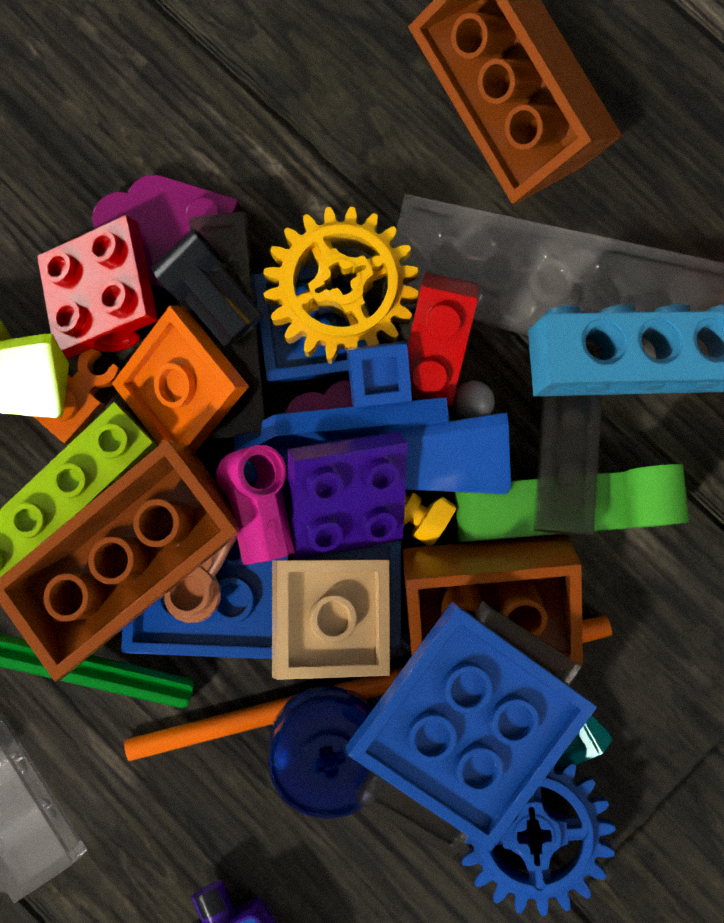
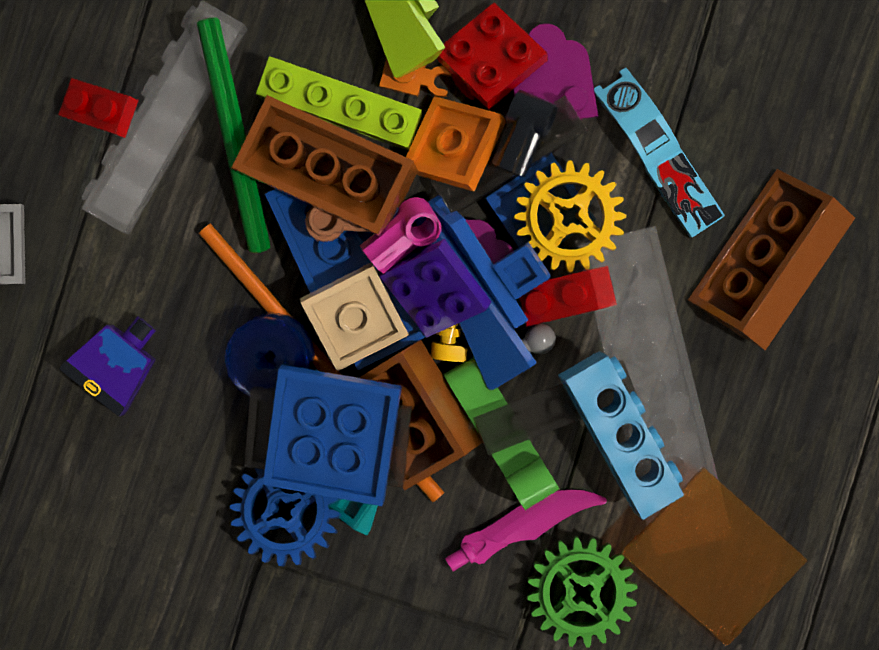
camera: 65 degrees right, 5 degrees up
(320, 147) = (660, 153): none -> piece
(692, 545) = (522, 525): none -> dark pink sword

